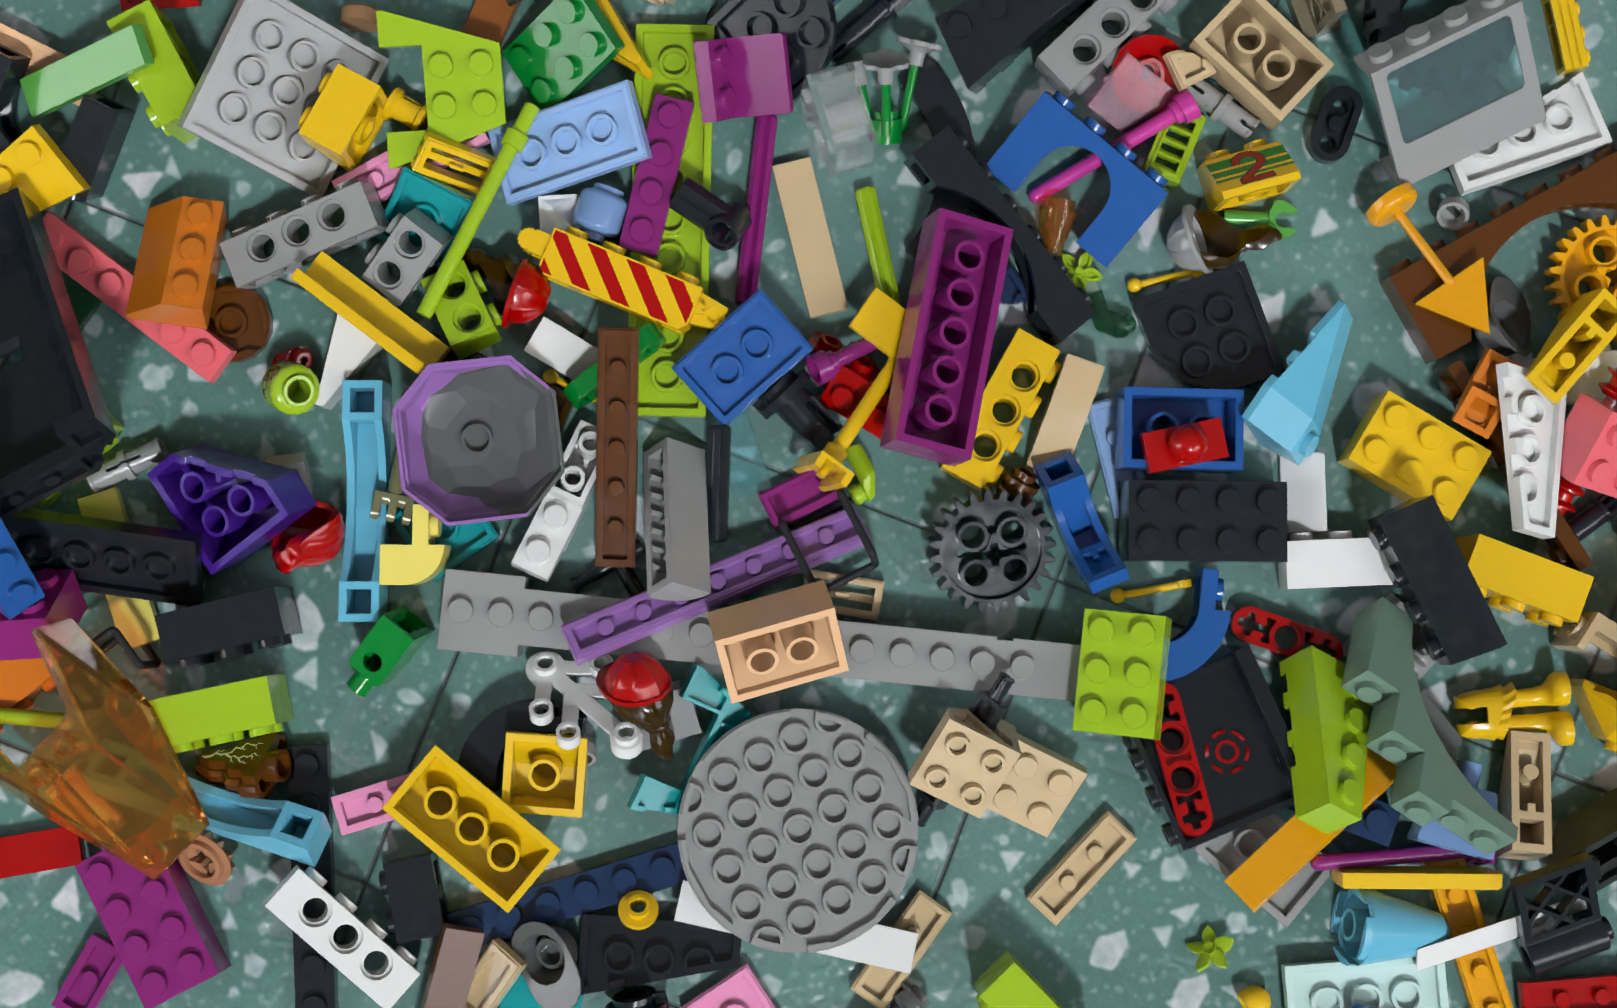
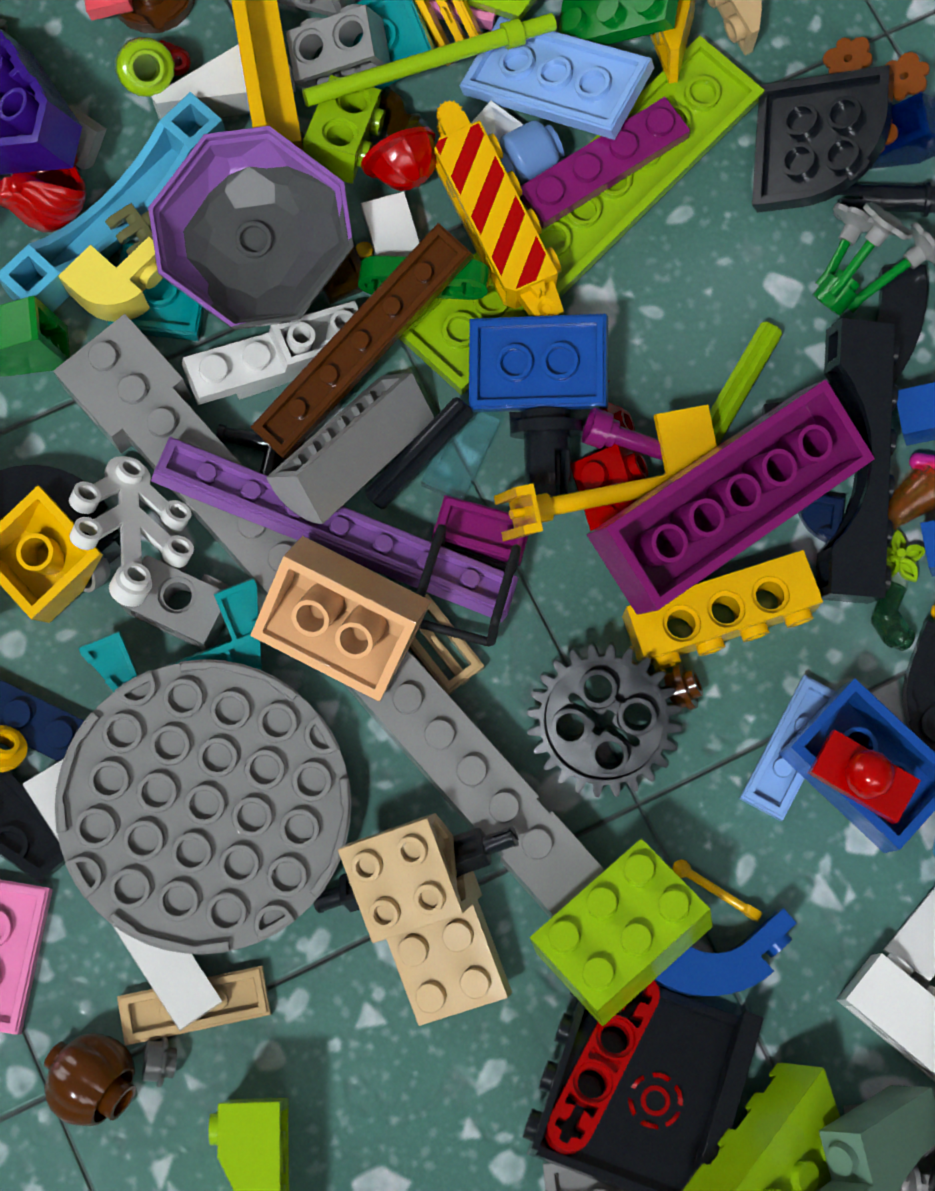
camera: 45 degrees right, 10 degrees down
(642, 695) = (183, 560): red piece -> none
(712, 215) = (621, 228): black piece -> none
(743, 76) = (750, 144): magenta bracket -> none
(757, 205) = (672, 258): magenta axle -> none
(810, 238) = (687, 328): tan tile -> none
(839, 120) = (800, 237): clear brick -> none
(865, 474) = (553, 560): lime arm -> none
(1065, 409) = (775, 665): tan slope -> none
(1078, 522) = (705, 765): blue arch -> none
(1081, 867) = (424, 1085): tan tile -> none
(1203, 521) = (820, 869): black brick -> none
(1260, 617) = (795, 1008): red beam -> none

